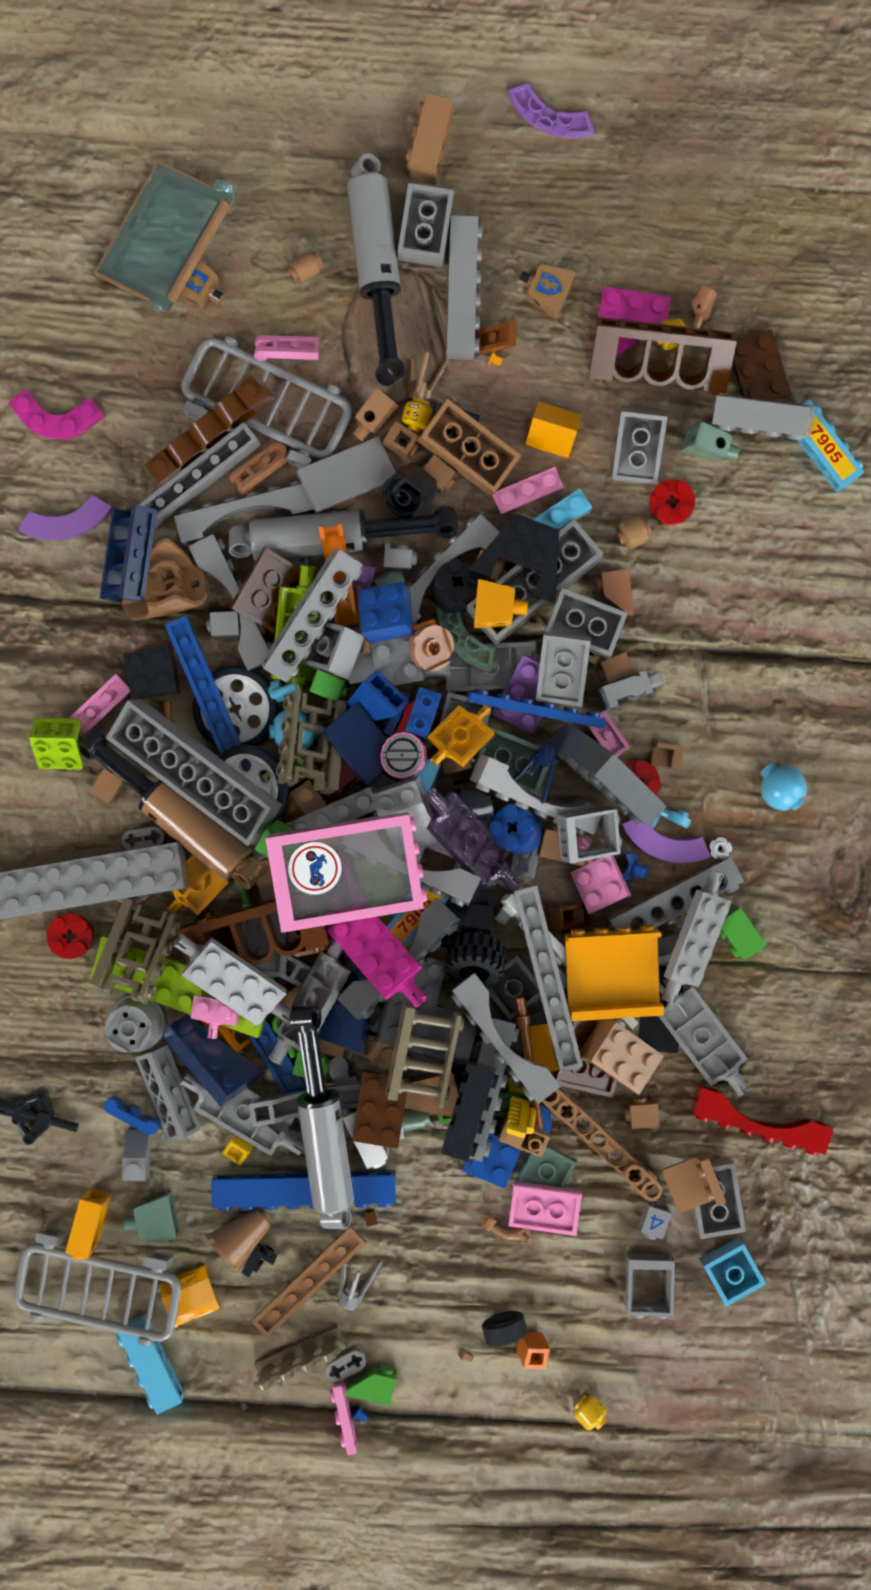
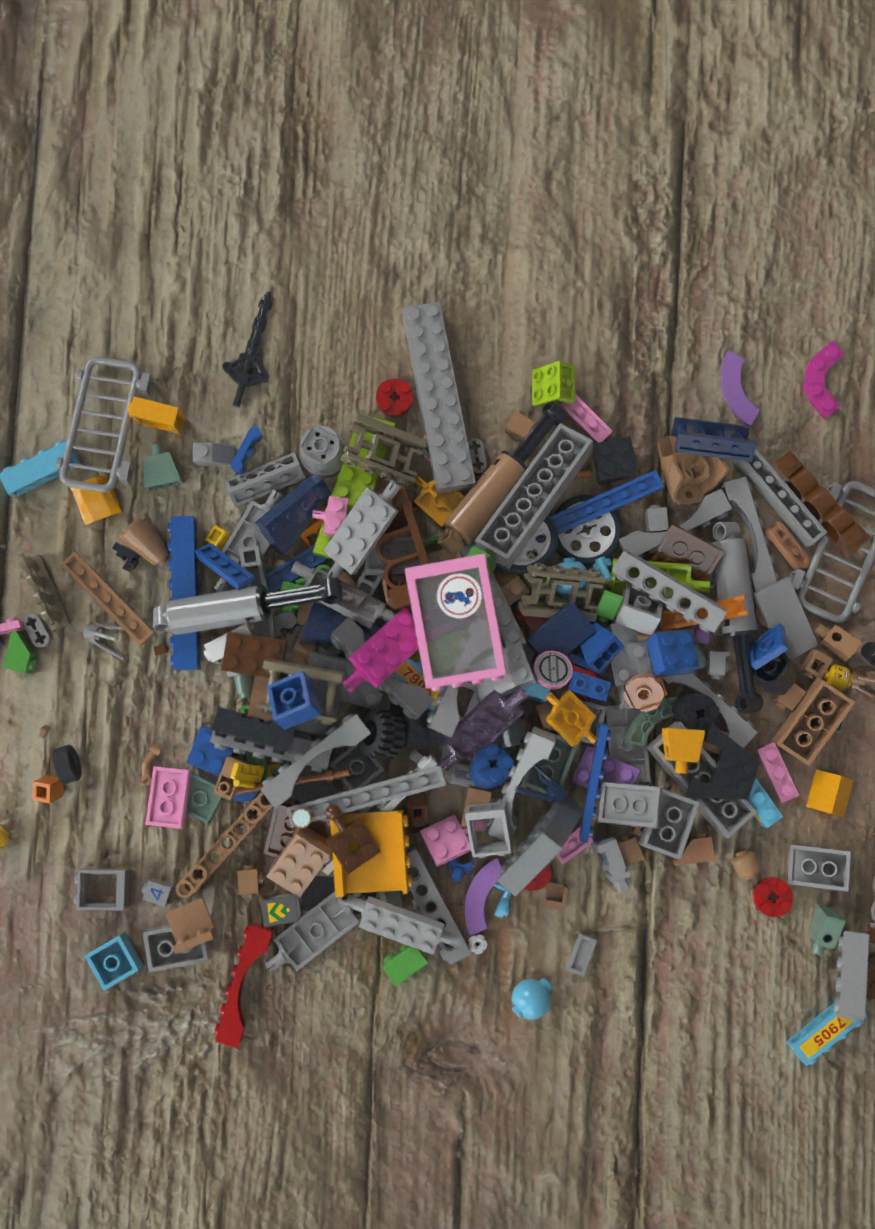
camera: 85 degrees right, 5 degrees down
(273, 1143) = (224, 566): none -> blue plate
(379, 498) = (768, 646): none -> blue plate
(435, 1065) = (293, 700): none -> blue brick
(542, 1046) = (307, 792): light orange tile -> none
(571, 1054) = (301, 817): none -> light aqua tile
(599, 1009) = (340, 841): none -> reddish brown plate
(677, 1077) = (280, 909): none -> piece
(734, 727) = (581, 954): none -> light grey tile

